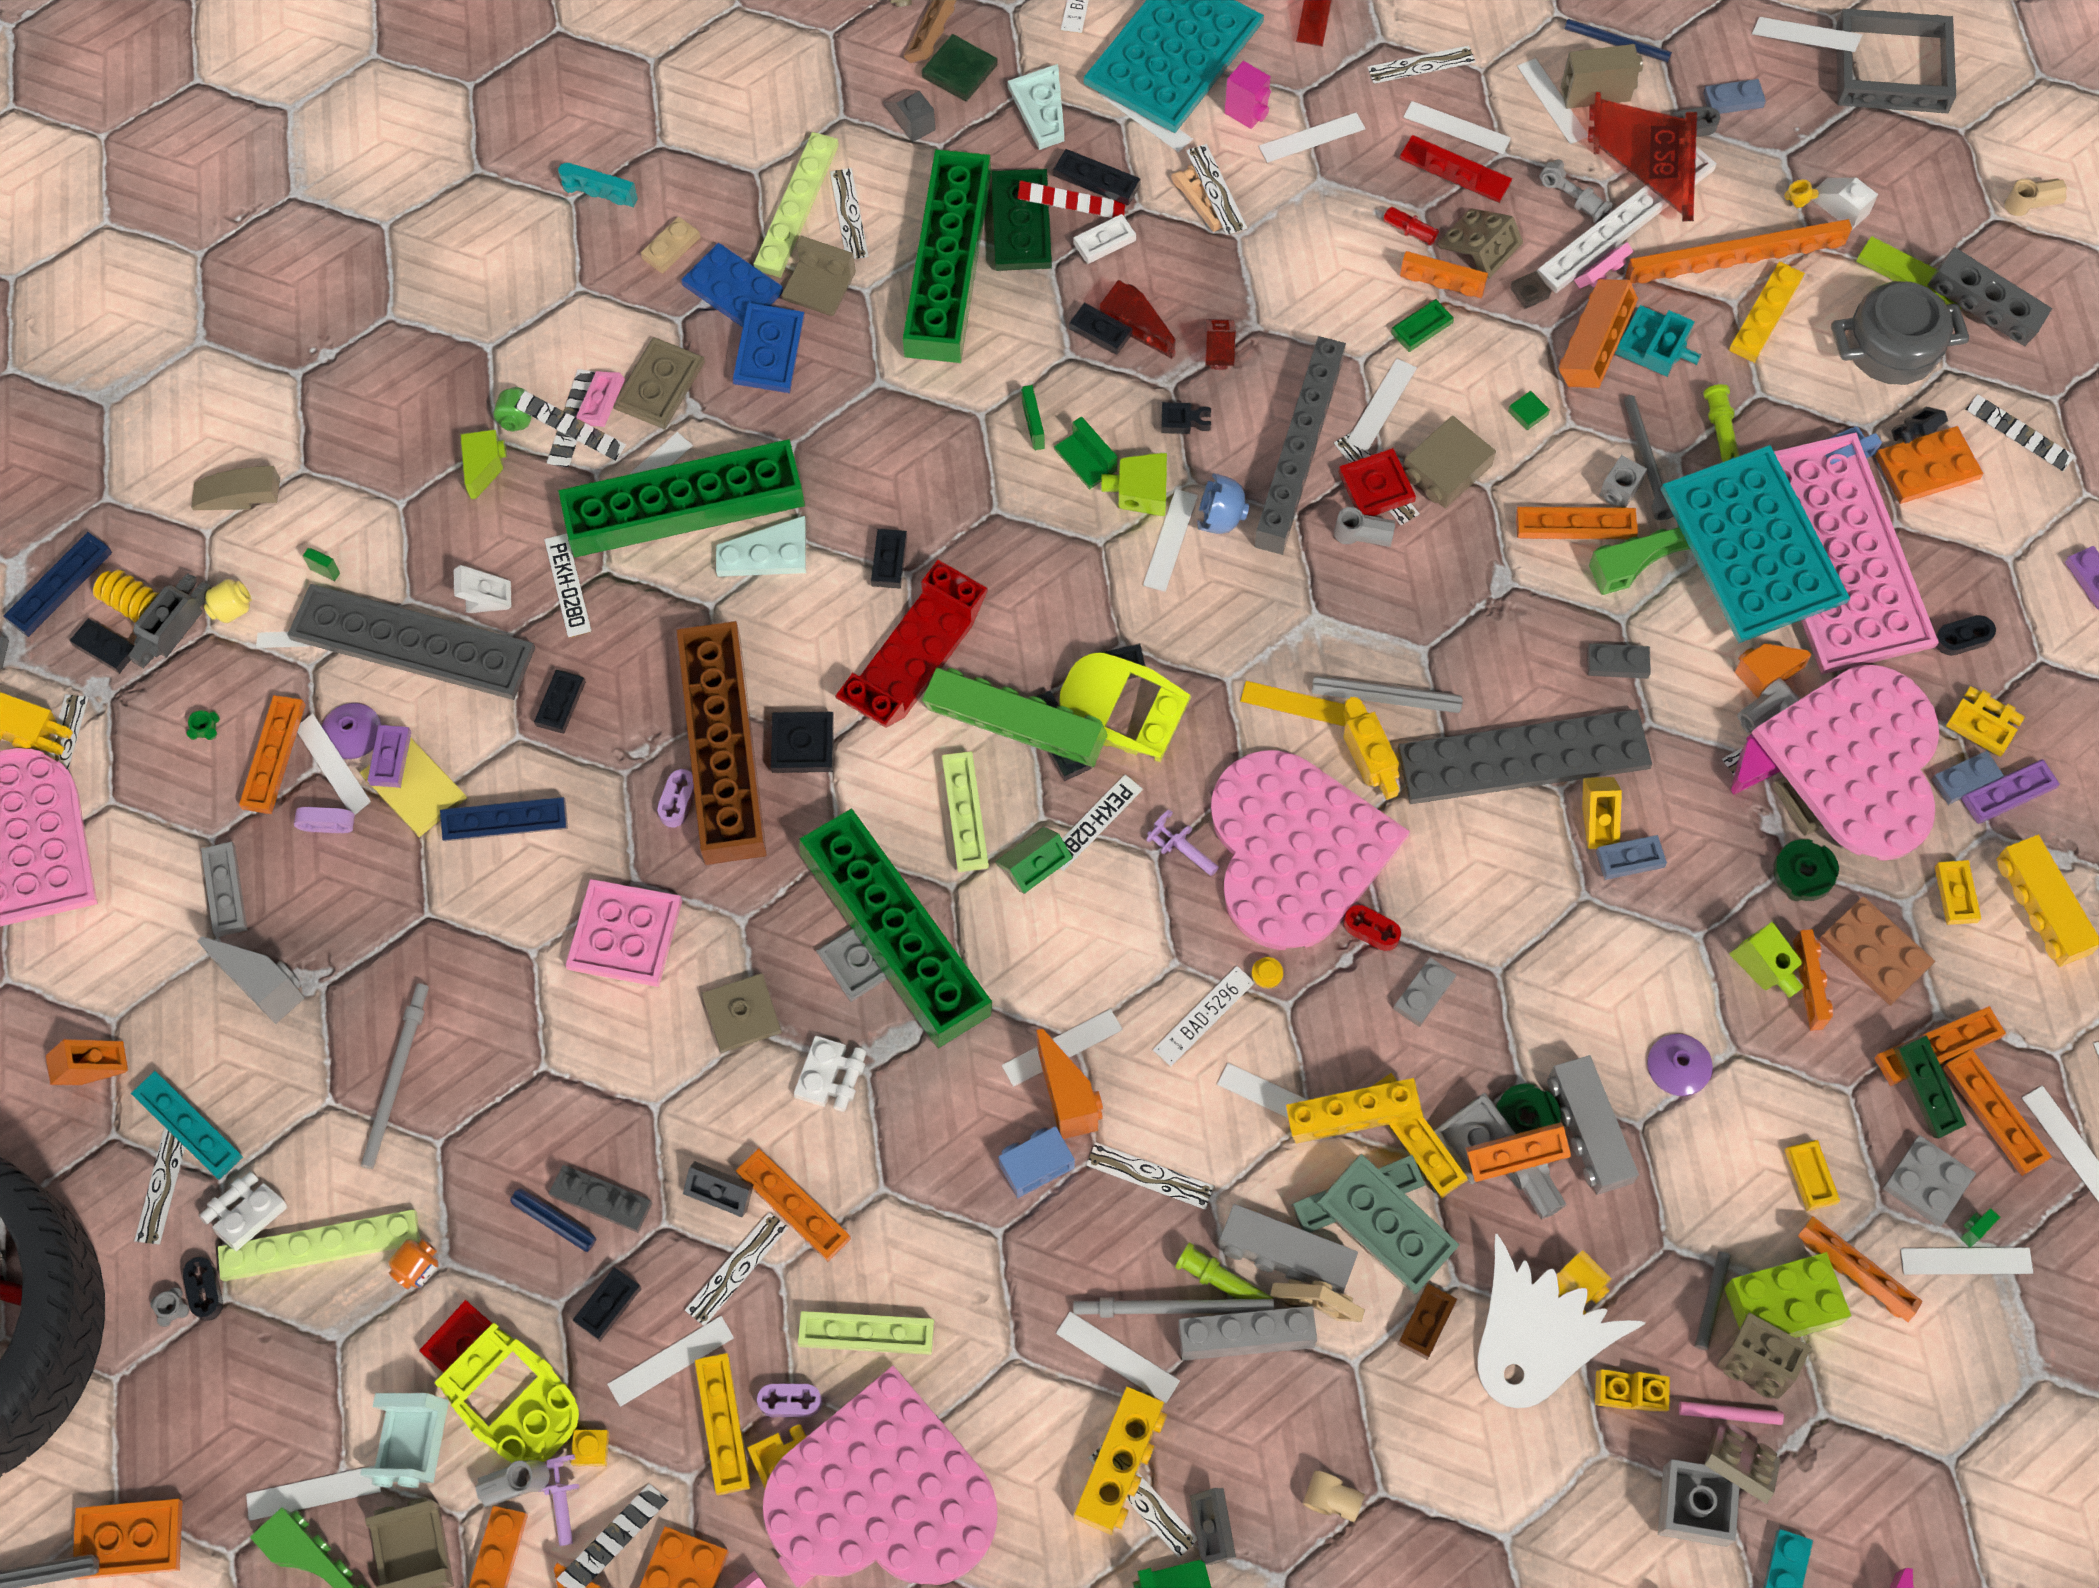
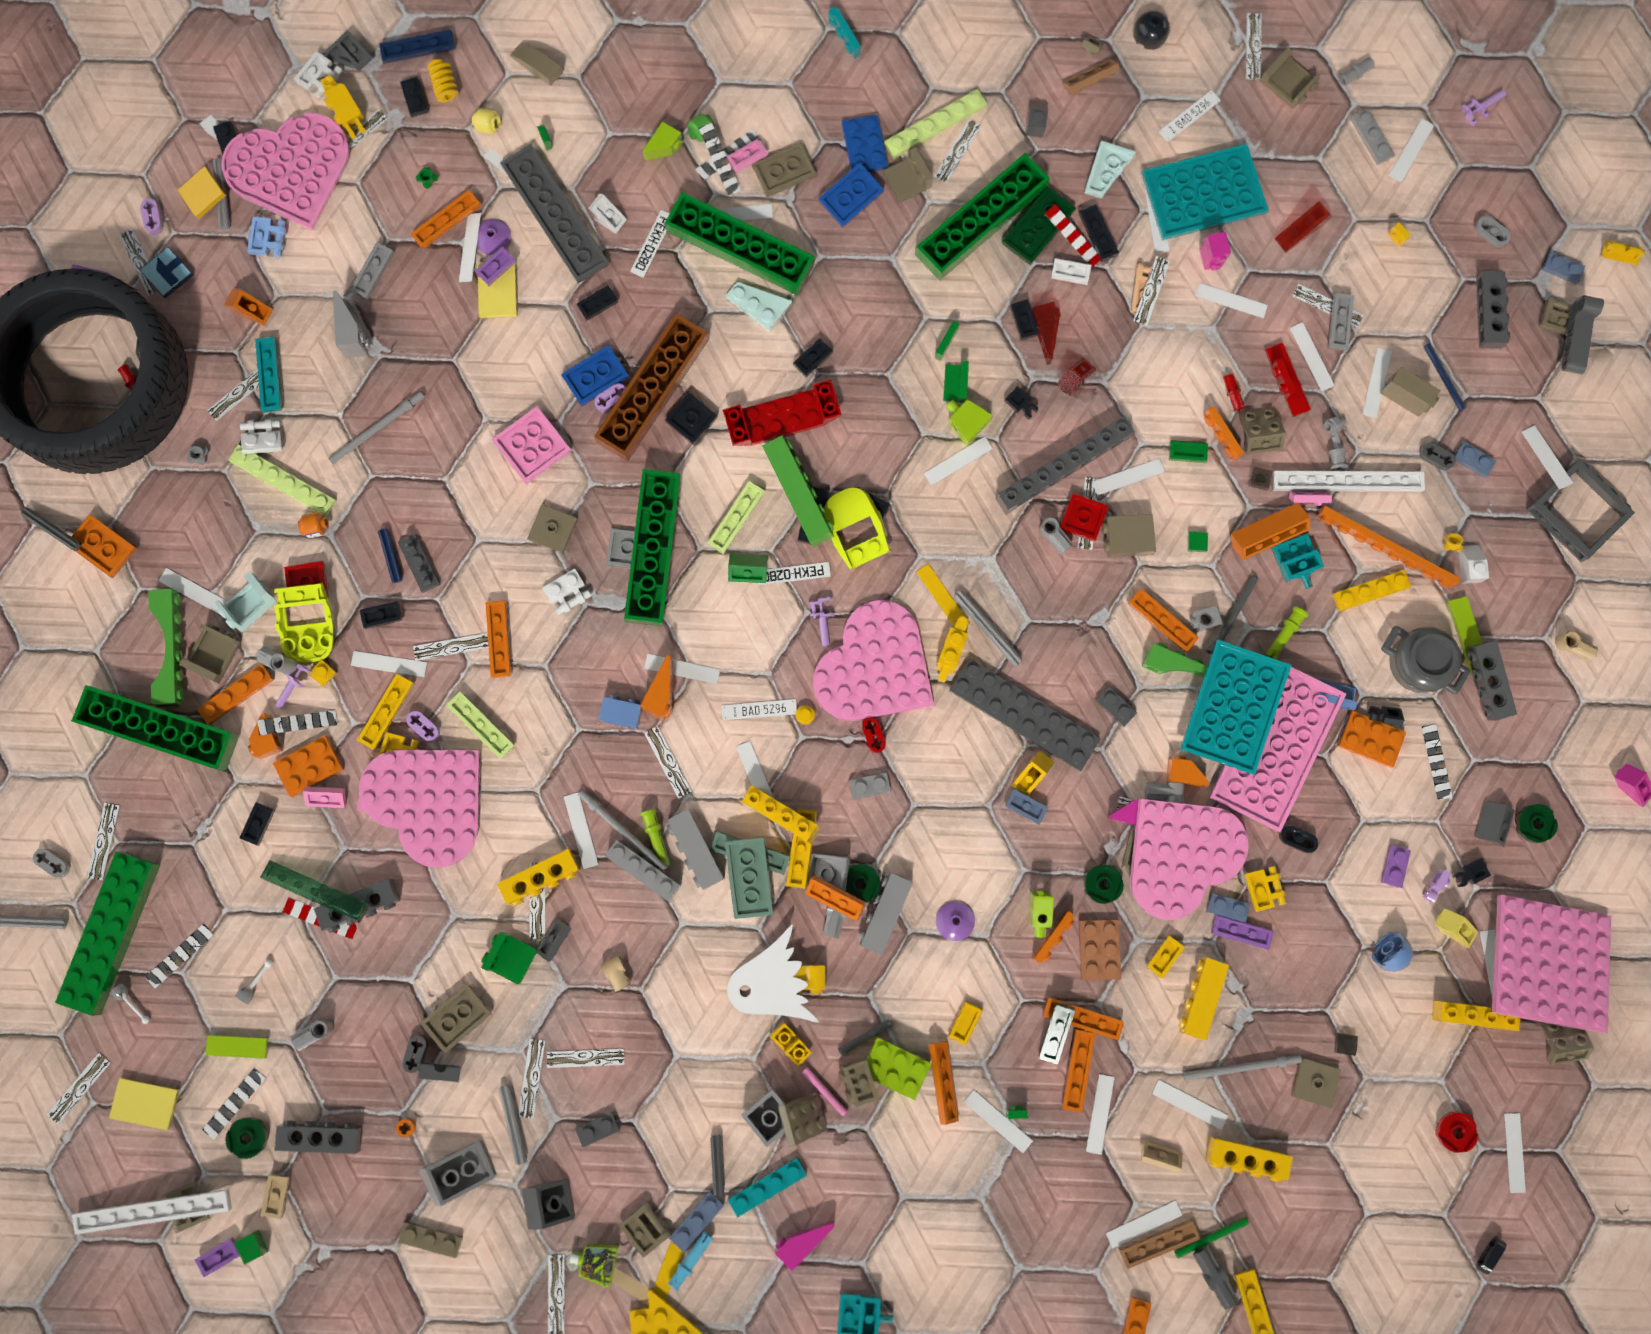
camera: 35 degrees right, 15 degrees up
(32, 965) = (260, 237): none -> light blue plate
(167, 620) = (450, 108): dark grey hinge -> none
(210, 1287) = (217, 458): black beam -> none
(324, 820) = (442, 273): lavender beam -> none
(504, 819) = (523, 342): dark blue plate -> none
(632, 787) = (594, 375): none -> blue plate
(670, 245) = (853, 96): tan plate -> none
(718, 1189) = (471, 604): black plate -> none
(959, 67) = (1084, 112): clear green plate -> none
(1223, 505) = (995, 466): medium blue cylinder -> none
(1321, 1297) = (687, 884): tan plate -> none
(1427, 1321) = (728, 935): reddish brown plate -> none
(1453, 67) = (1341, 321): none -> light grey plate
(1651, 147) = (1397, 453): clear red piece -> none
(1929, 1181) = (1016, 1072): light grey plate -> none

